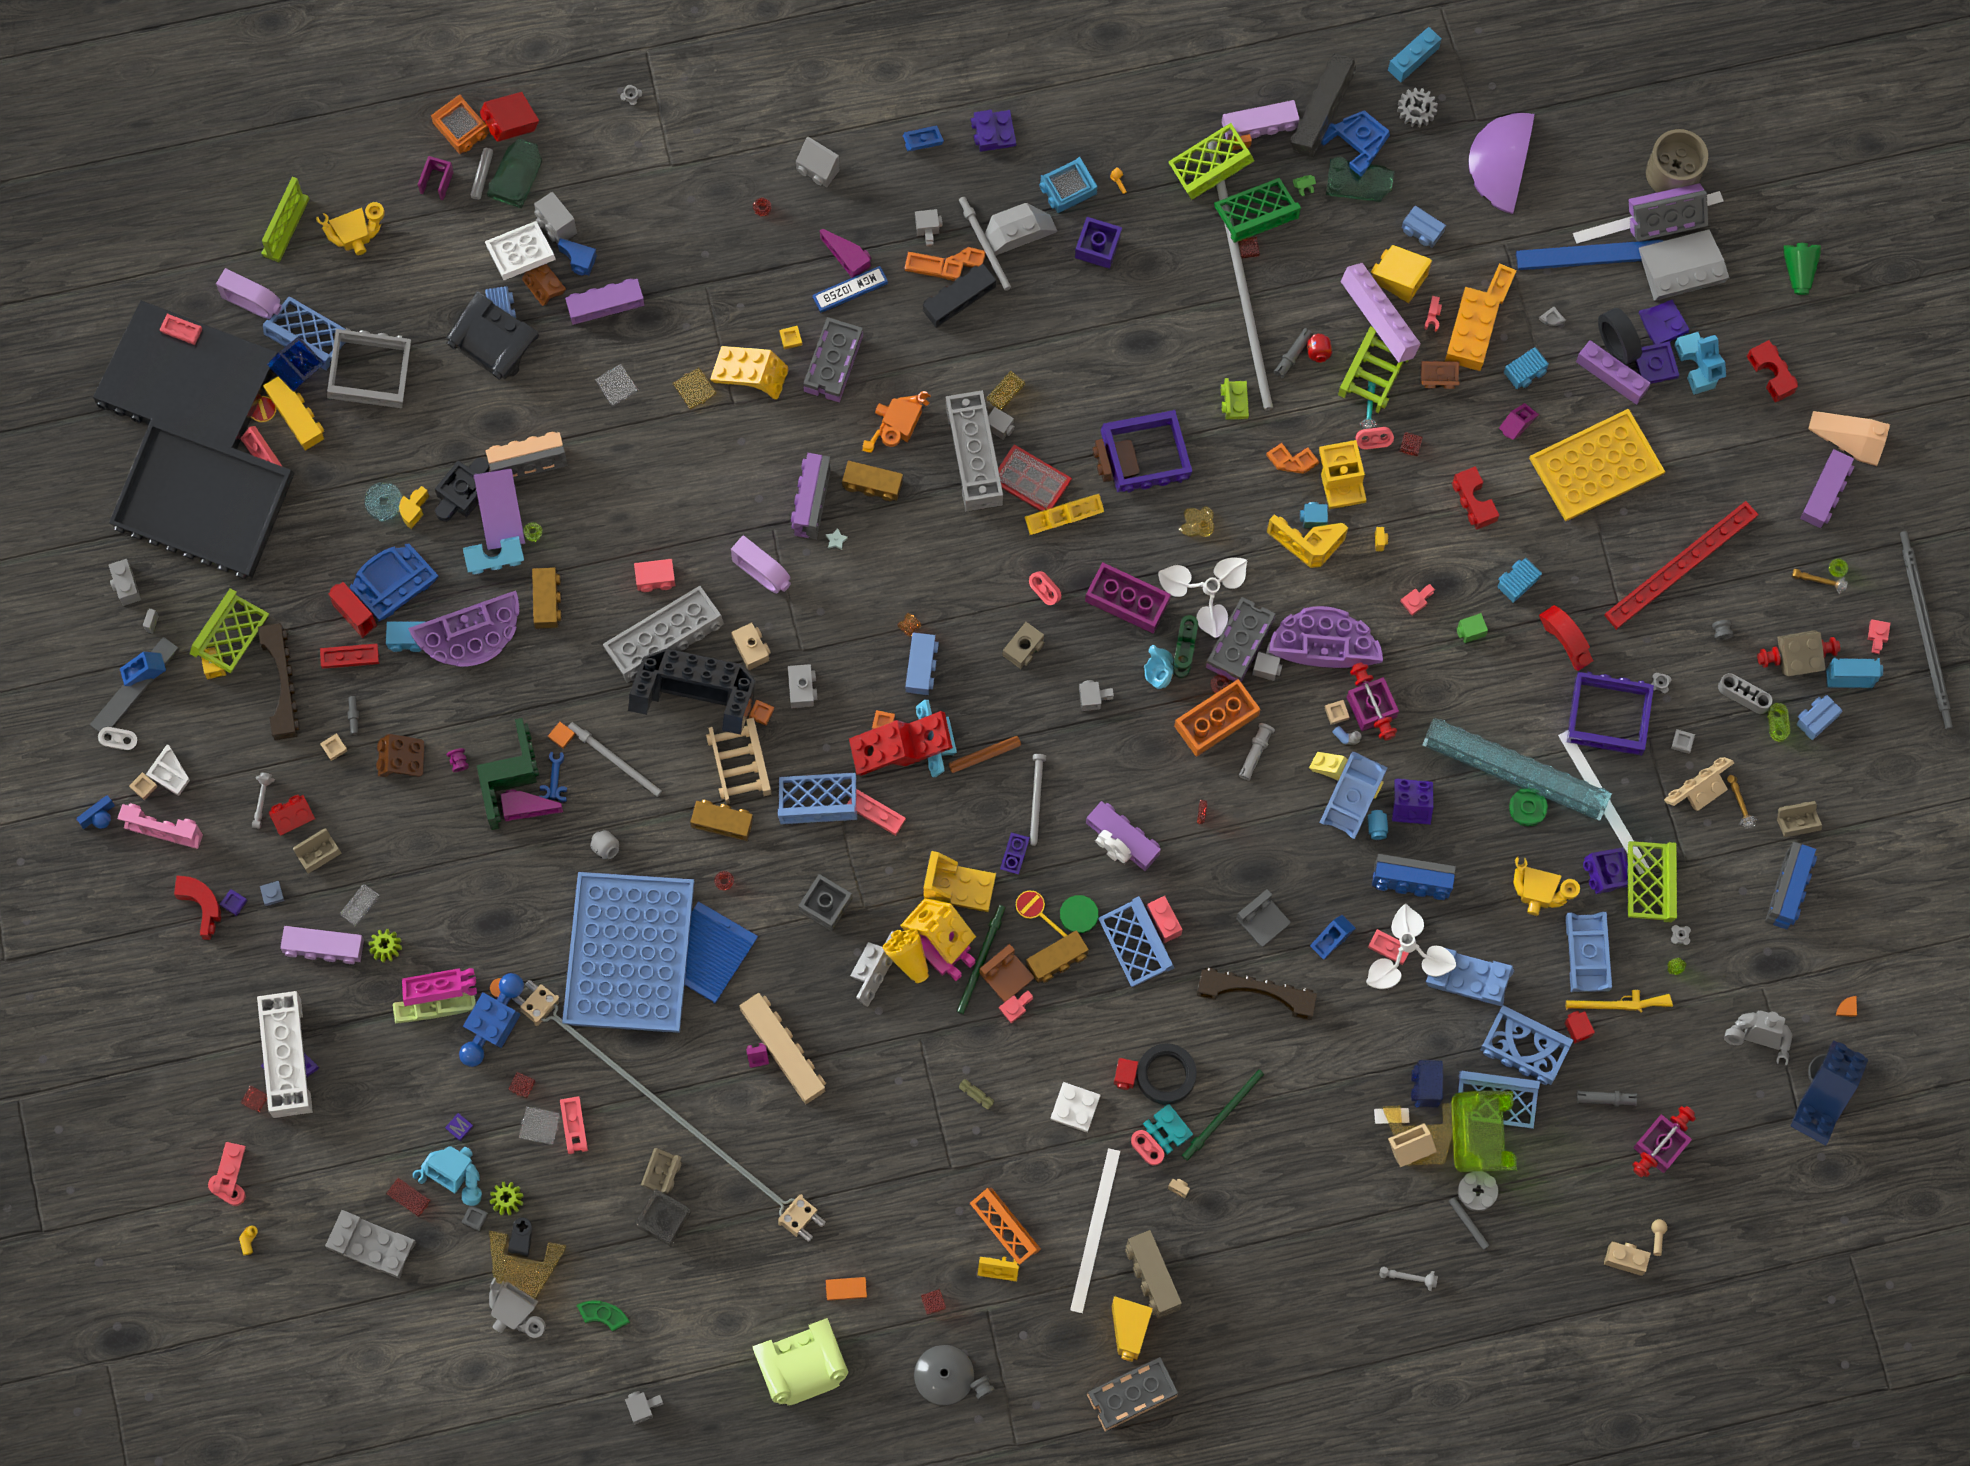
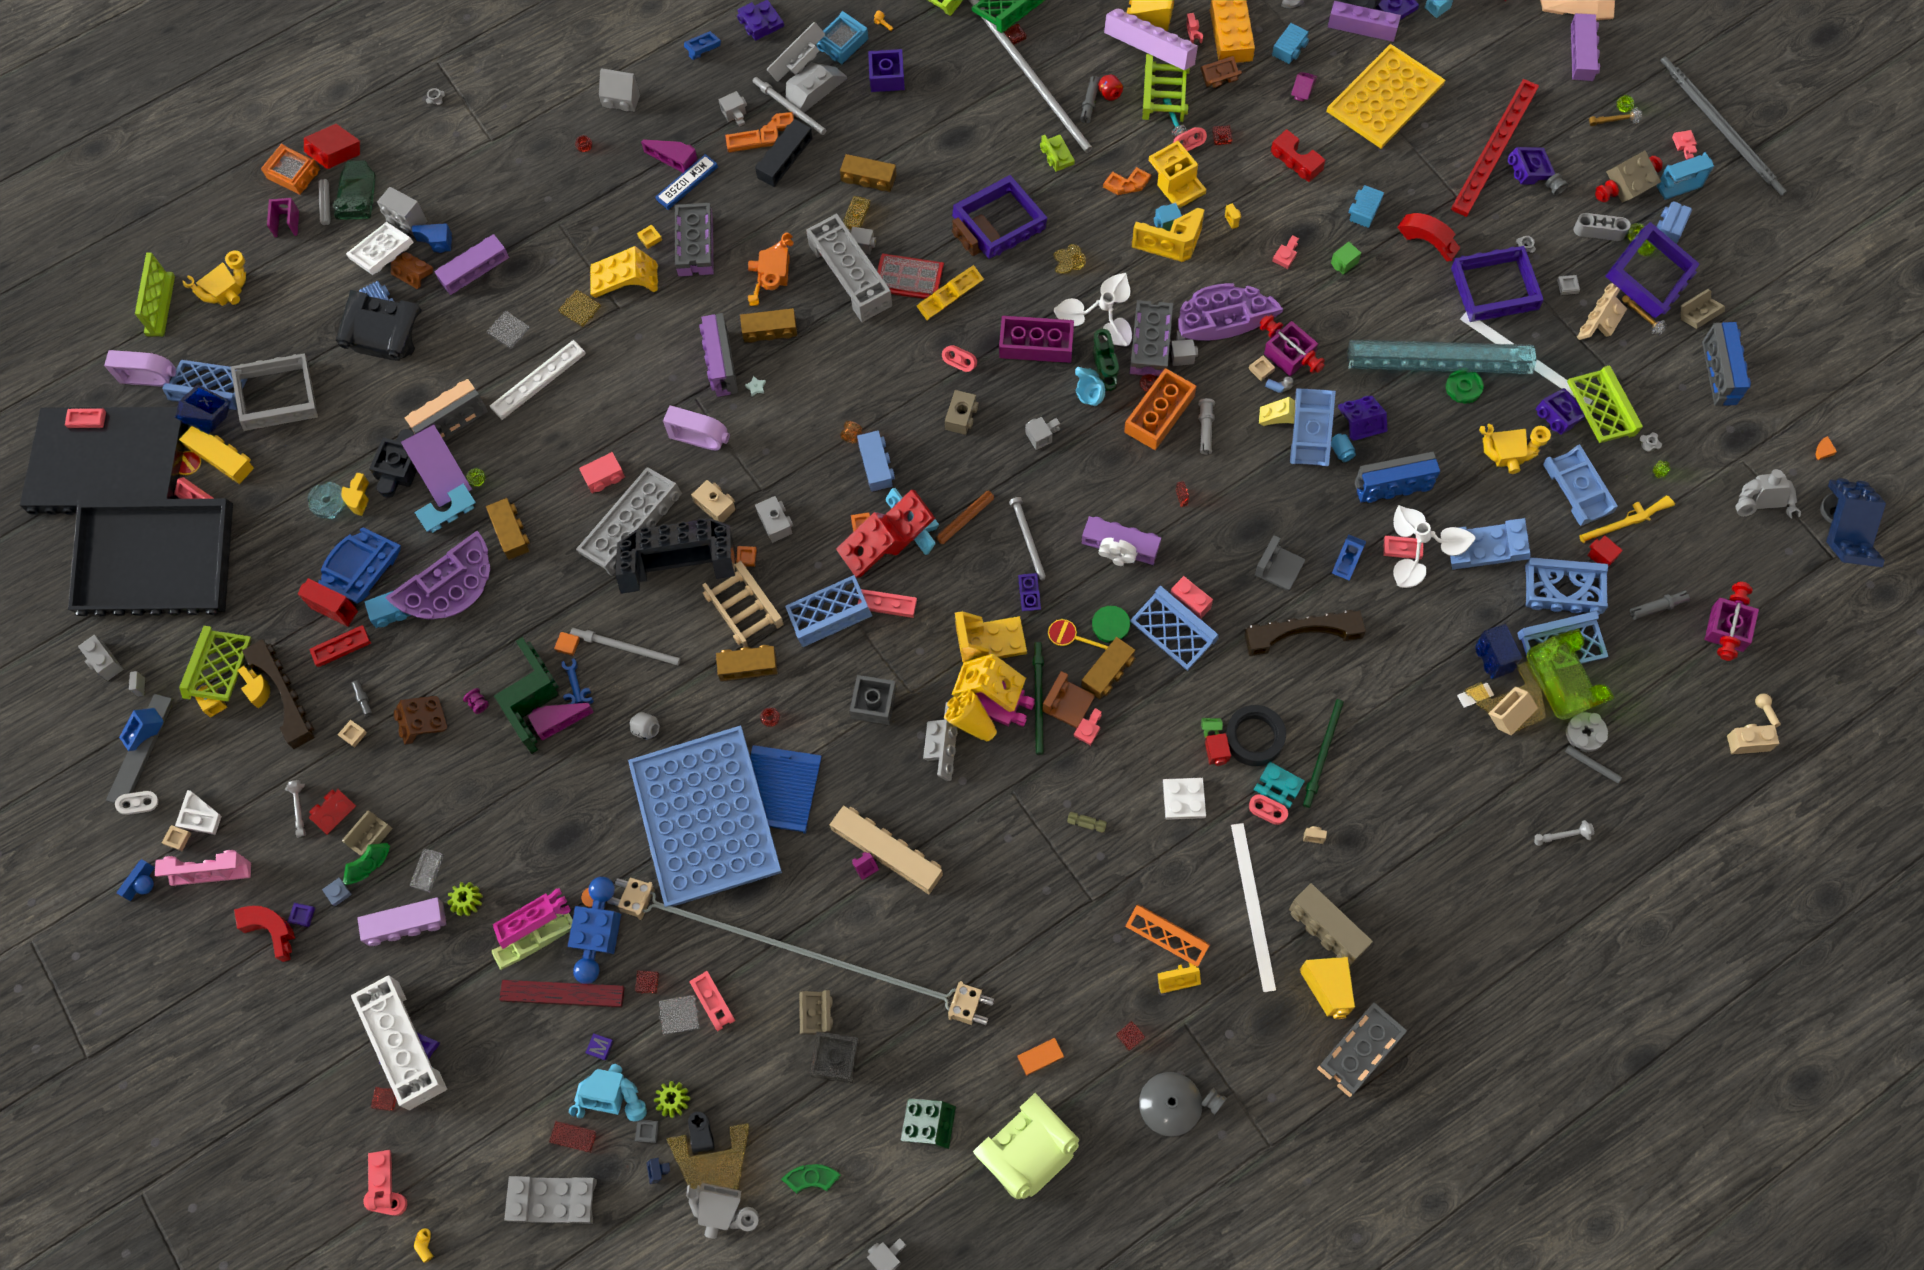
camera: 15 degrees left, 5 degrees down
(260, 668) = (257, 686): none -> yellow brick
(313, 875) = (367, 863): none -> green tile
(442, 1066) = (562, 993): none -> dark red tile
(471, 1255) = (656, 1170): none -> dark blue tile
(627, 451) = (537, 380): none -> white tile
(724, 1307) = (928, 1122): none -> bracket
(1015, 190) = (798, 53): none -> light grey bracket
(1034, 351) = (868, 173): none -> pearl gold brick
(1129, 1047) = (1211, 724): none -> bright green tile
(1706, 599) = (1530, 164): none -> dark purple plate
(1738, 775) = (1636, 290): none -> dark purple window

